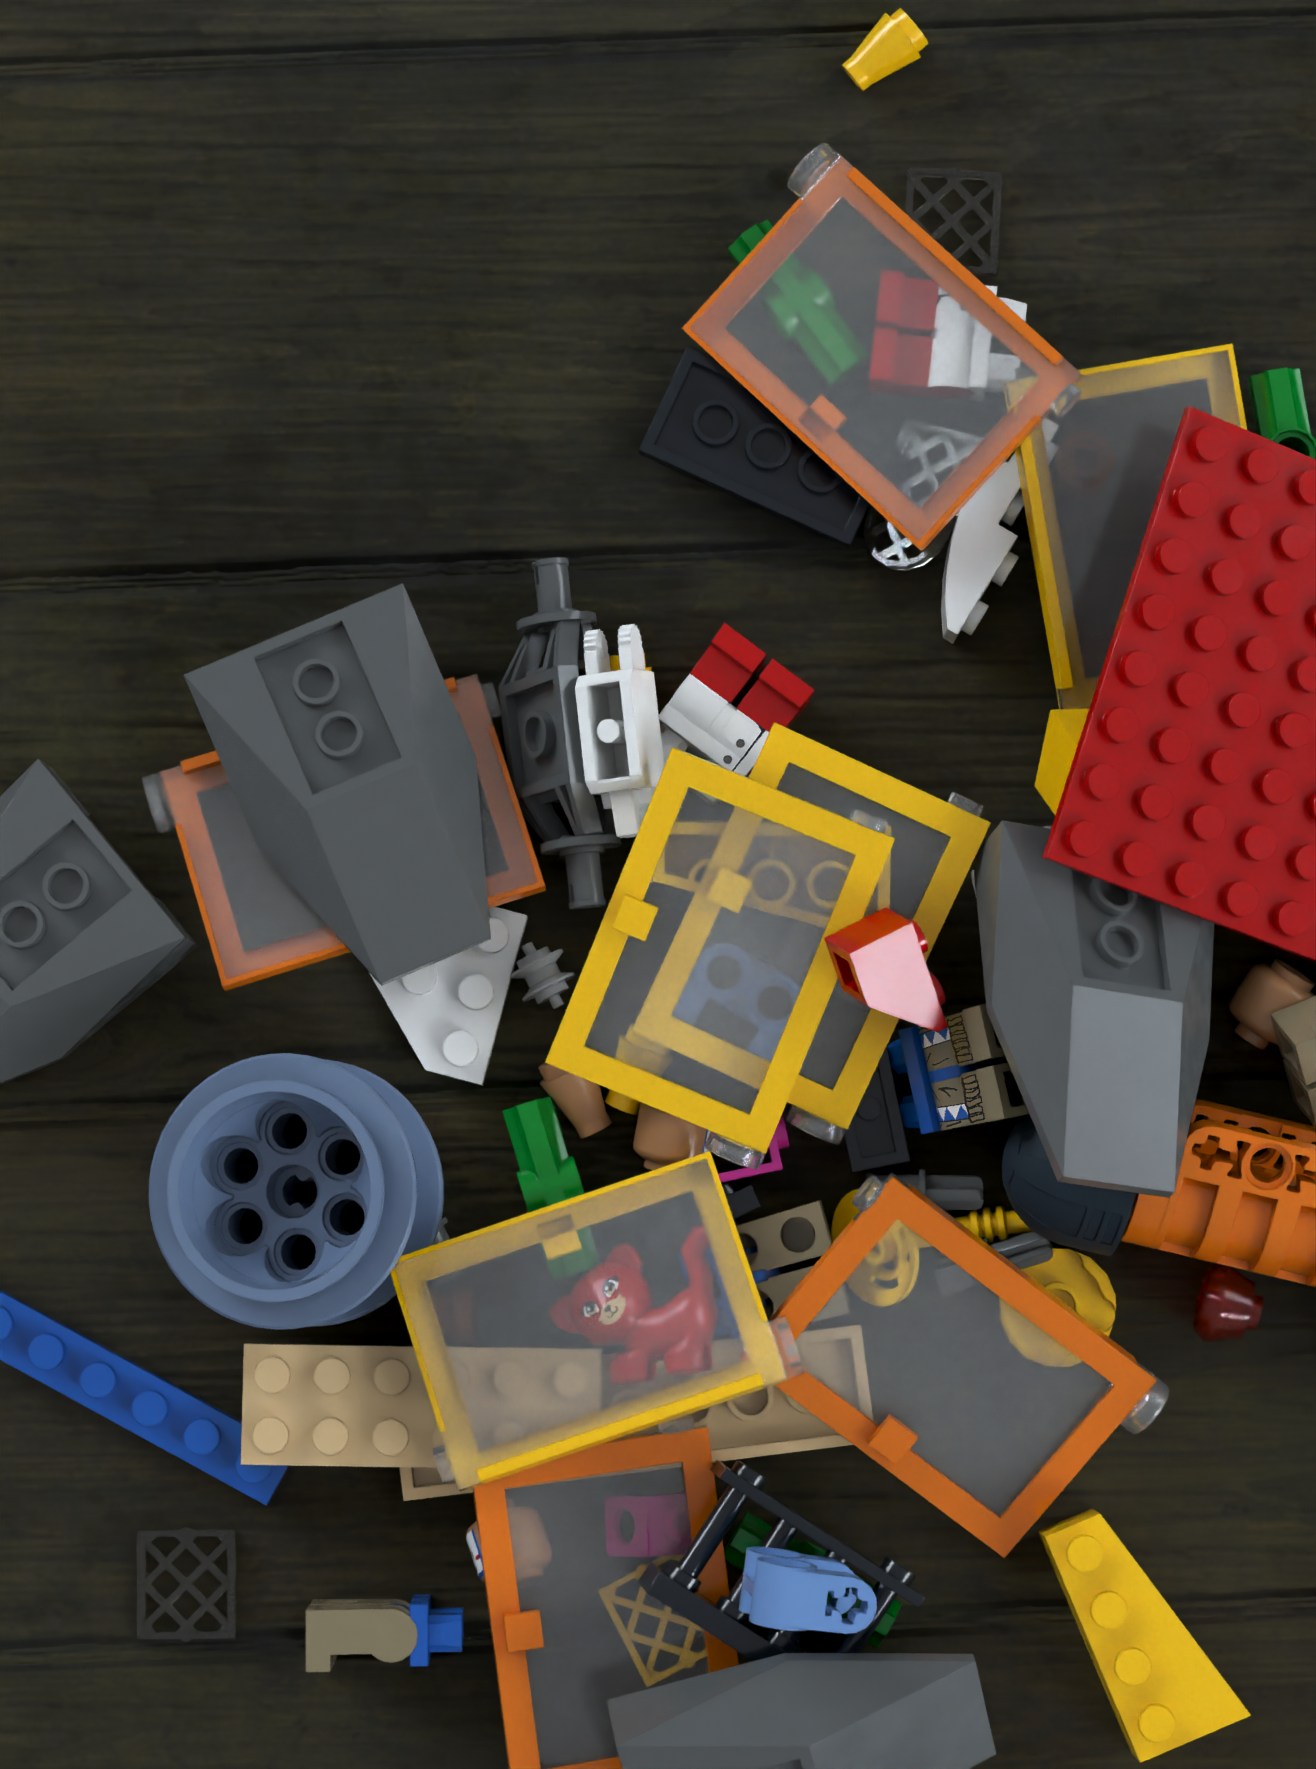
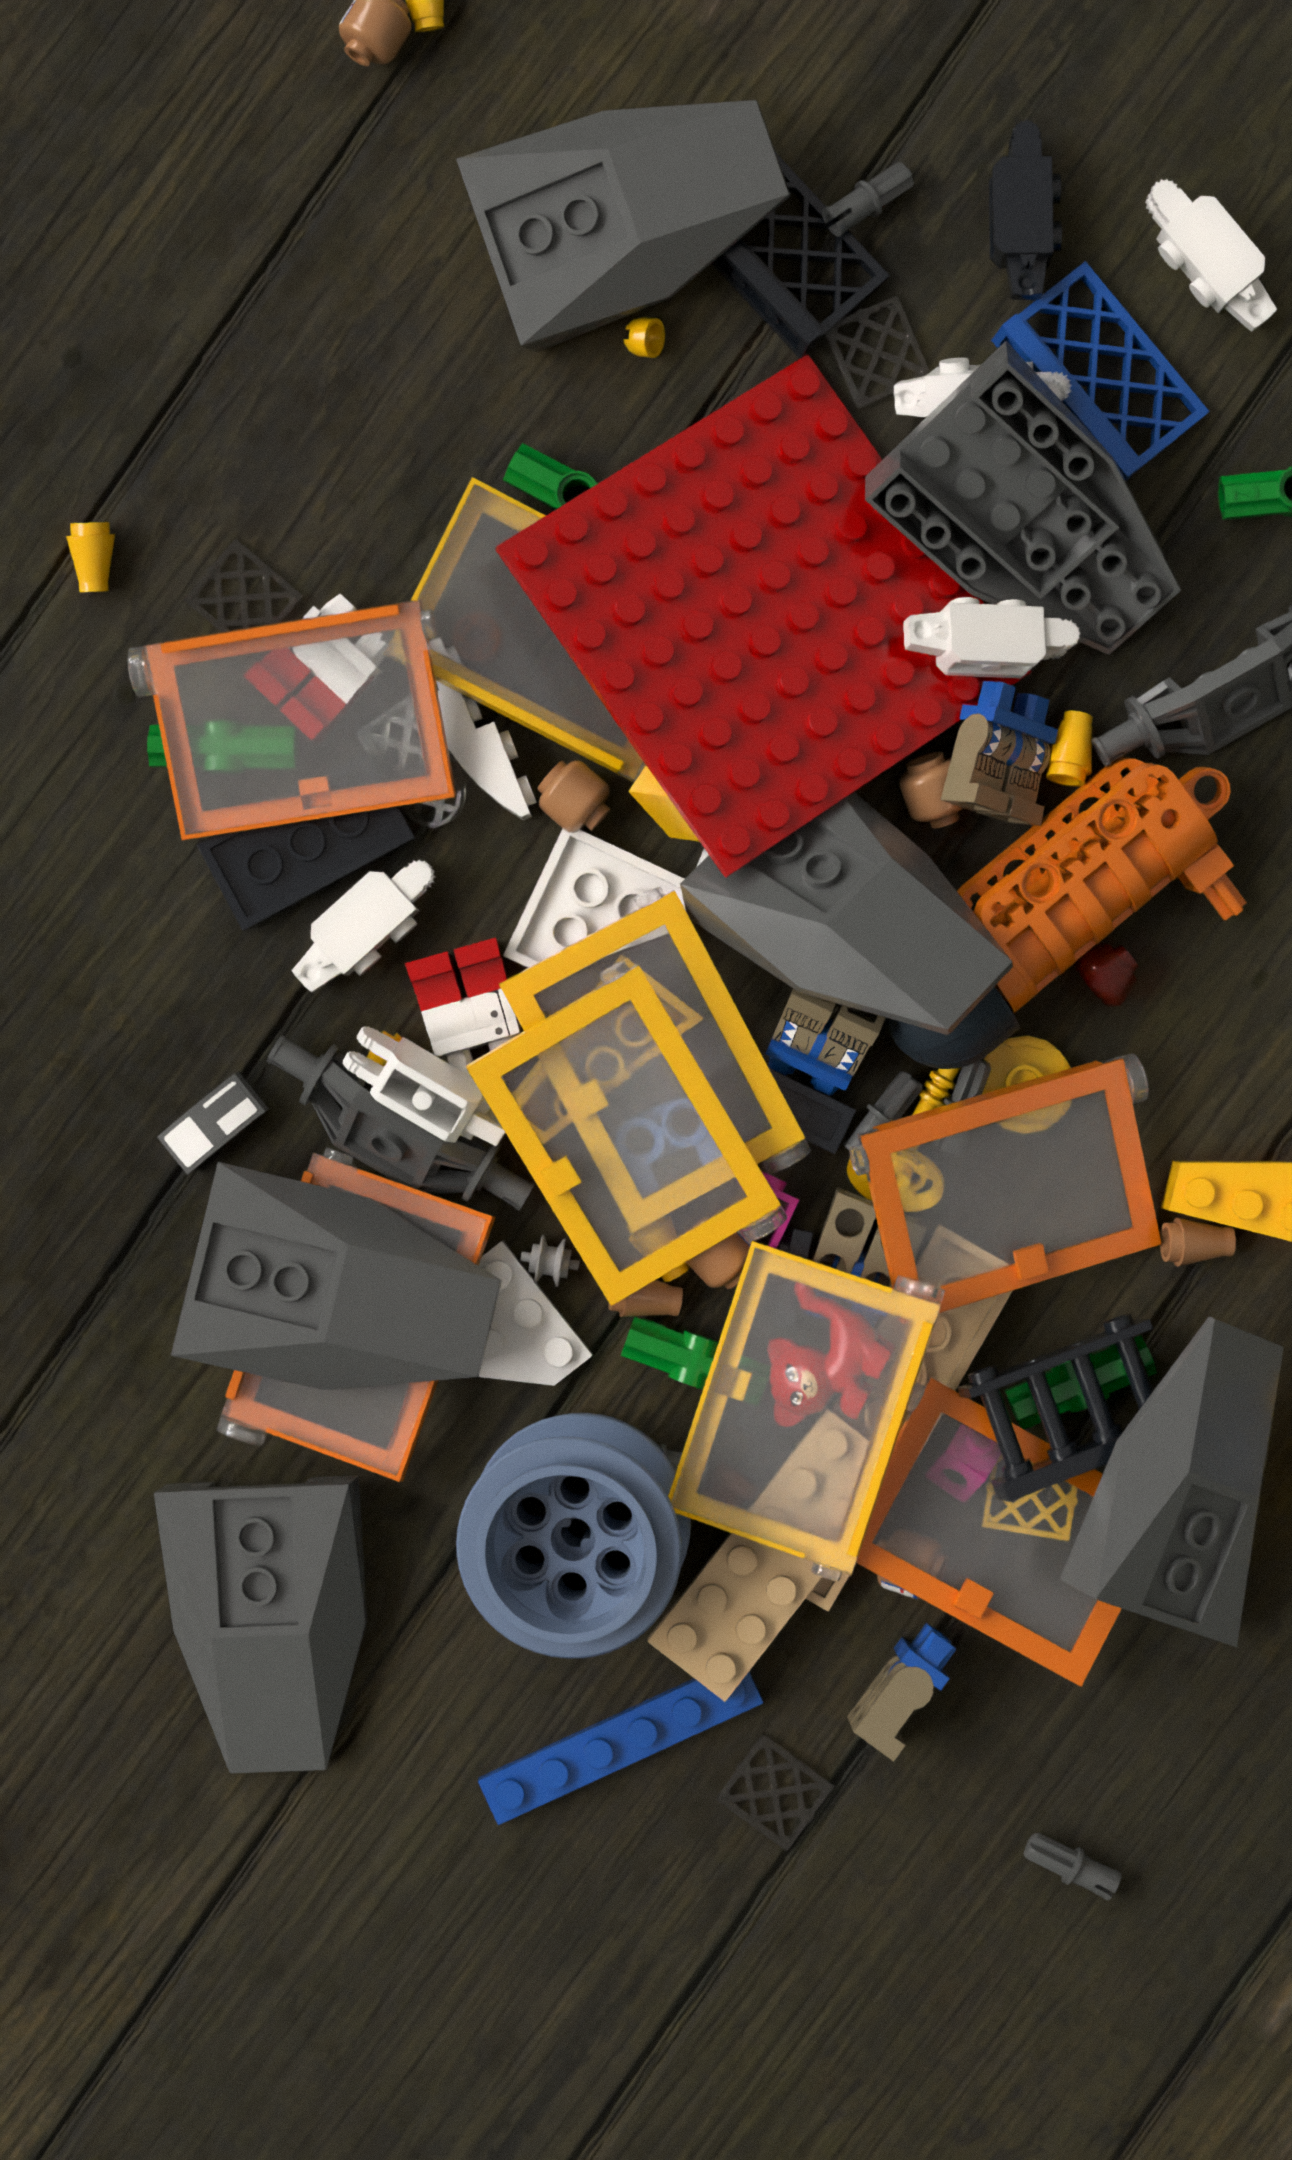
camera: 50 degrees left, 5 degrees up
(434, 557) = (212, 1122): none -> slope
(732, 557) = (361, 923): none -> white hinge
(792, 1589) = (1076, 1406): medium blue piece -> none
(885, 968) = (721, 1037): slope -> none
(920, 737) = (582, 892): none -> white plate
(1004, 666) = (574, 796): none -> medium nougat head
(1030, 1588) = (1193, 1242): none -> medium nougat cone

